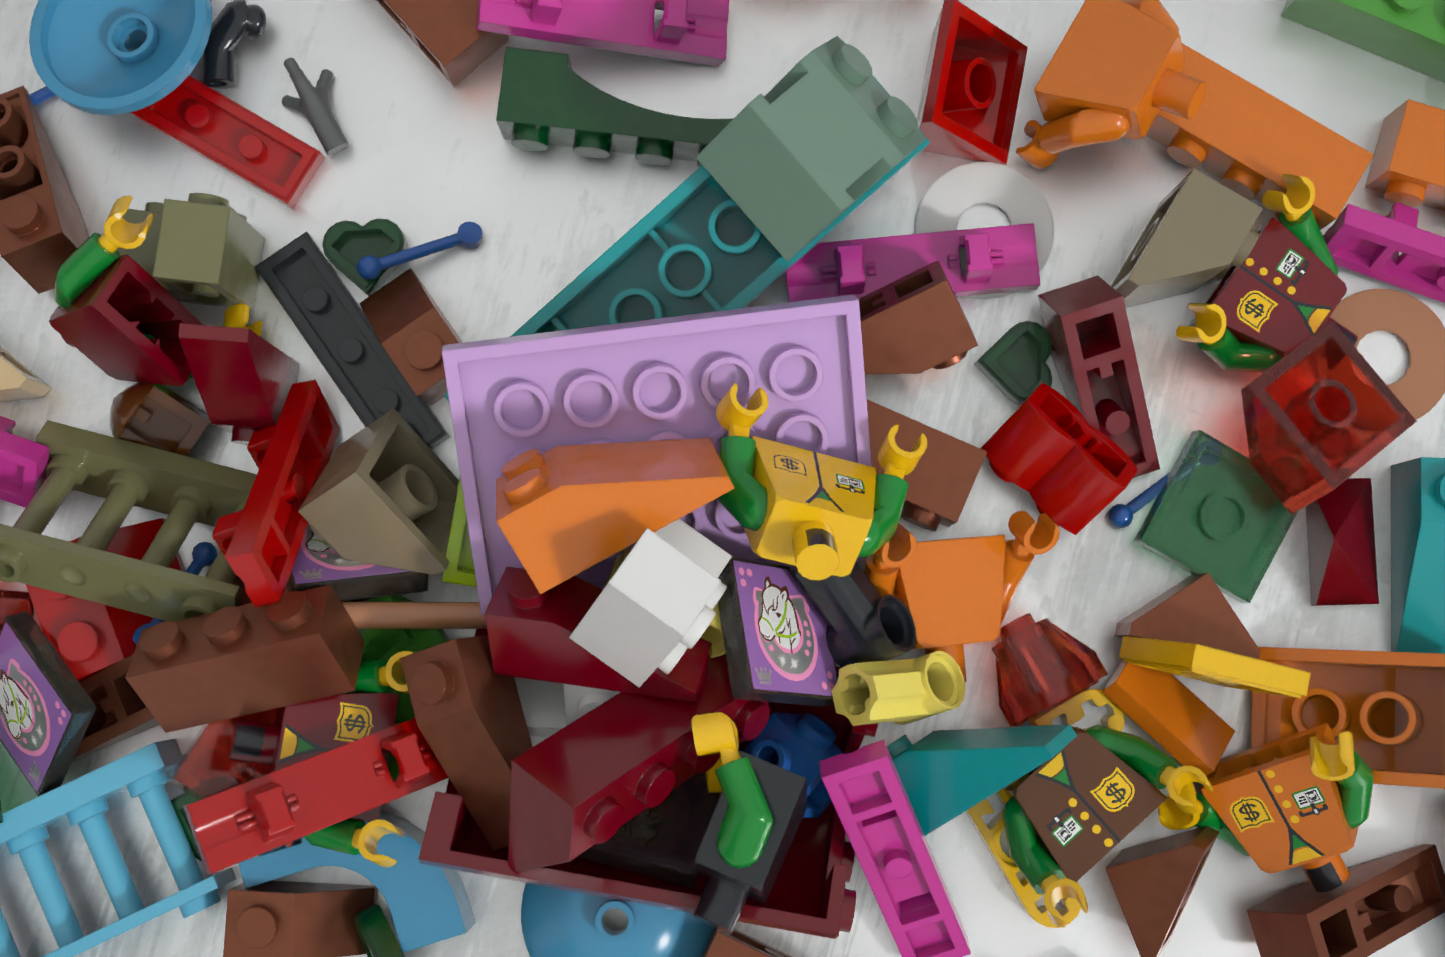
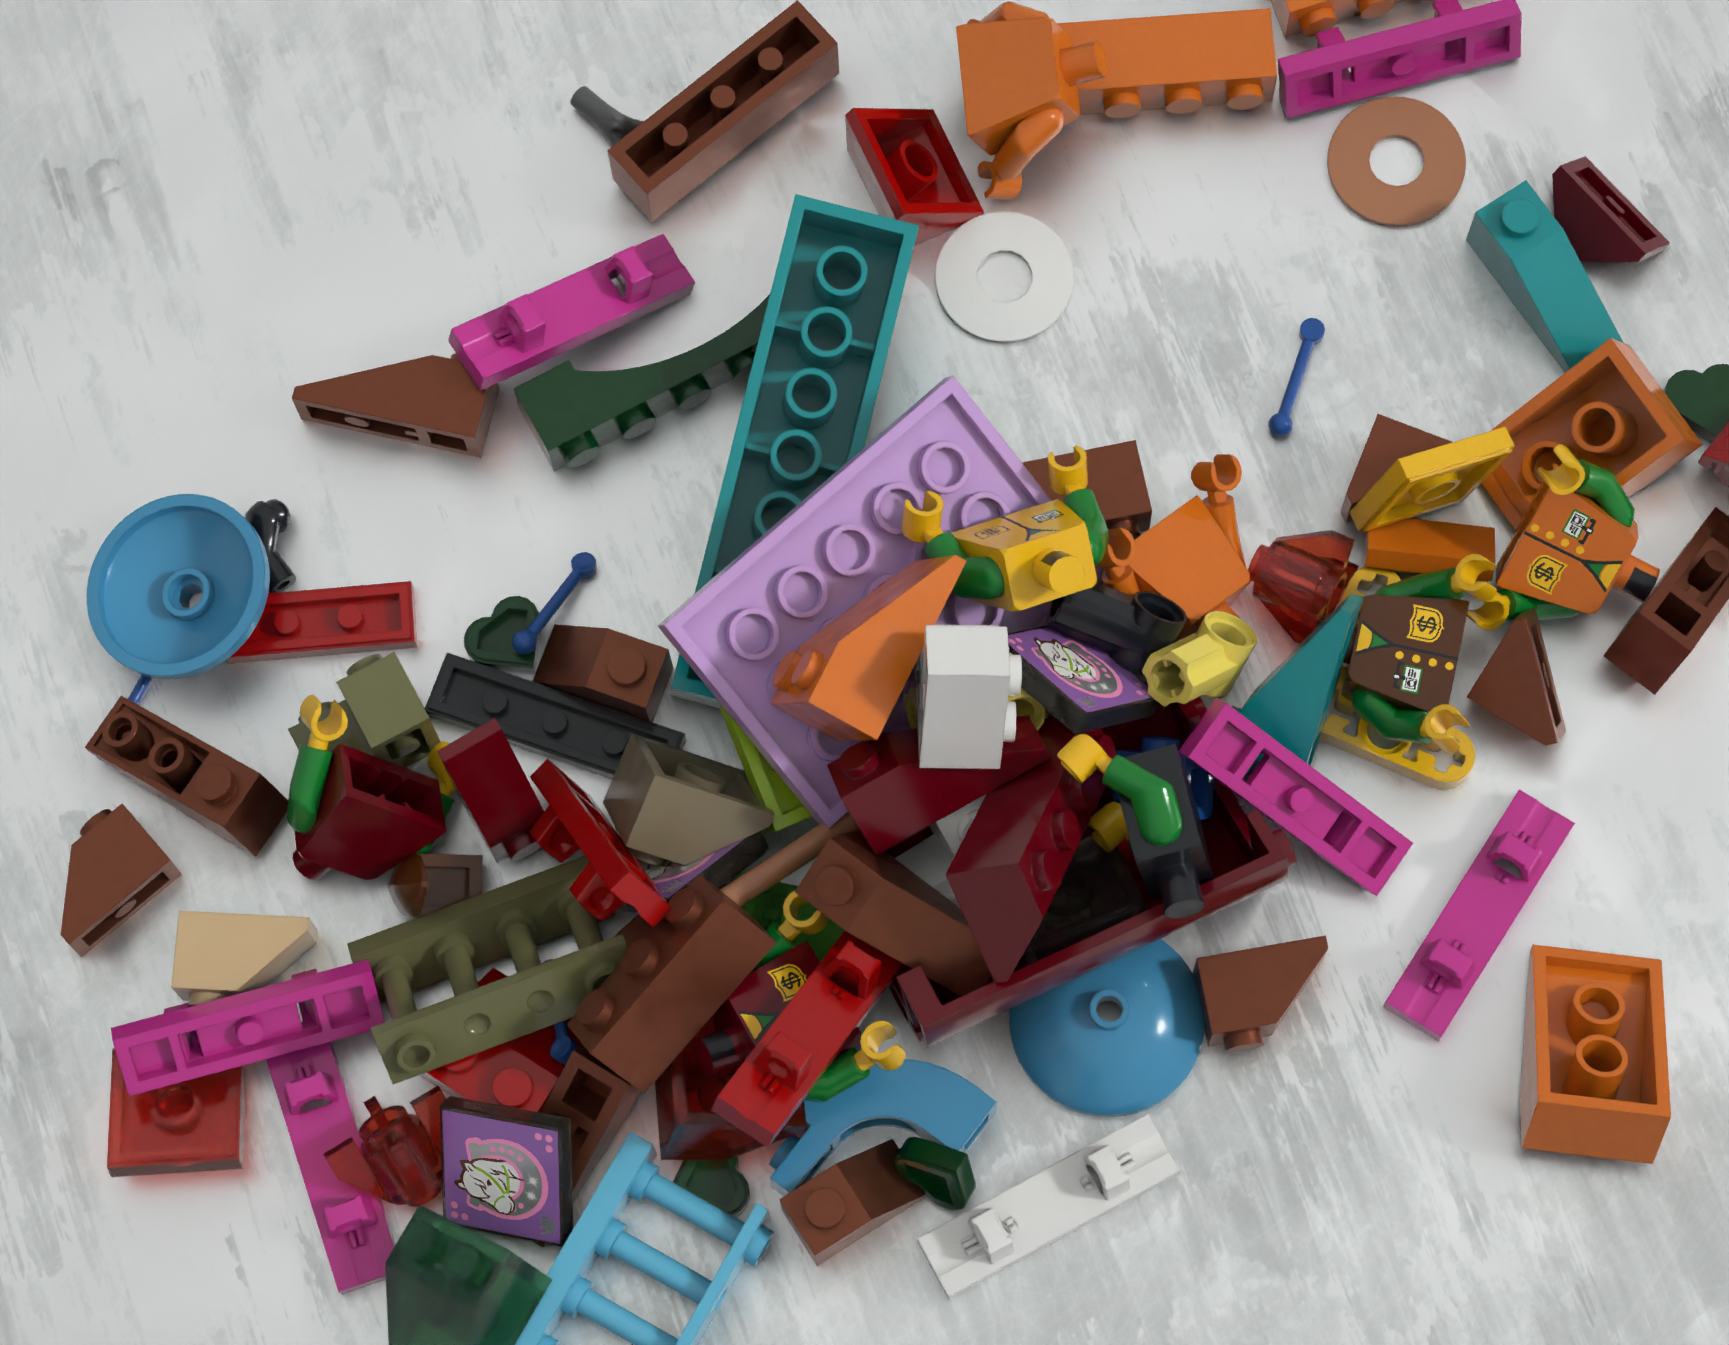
camera: 30 degrees left, 10 degrees down
(315, 106) = (380, 549): dark grey bar -> none
(811, 146) = (834, 287): sand green piece -> none
(914, 325) = (1010, 377): copper slope -> none
(997, 262) = (978, 333): dark pink hinge -> none
(1018, 361) = (1110, 361): dark green tile -> none
(1059, 459) = (1196, 409): red brick -> none
(1100, 364) = (1184, 326): dark red slope -> none
(1188, 241) = (1174, 172): dark tan slope -> none
(1216, 518) = (1358, 367): clear green tile -> none
(1276, 294) = (1273, 167): torso -> none
(1318, 418) = (1374, 237): clear red slope -> none
(1343, 546) = (1470, 325): dark red slope -> none

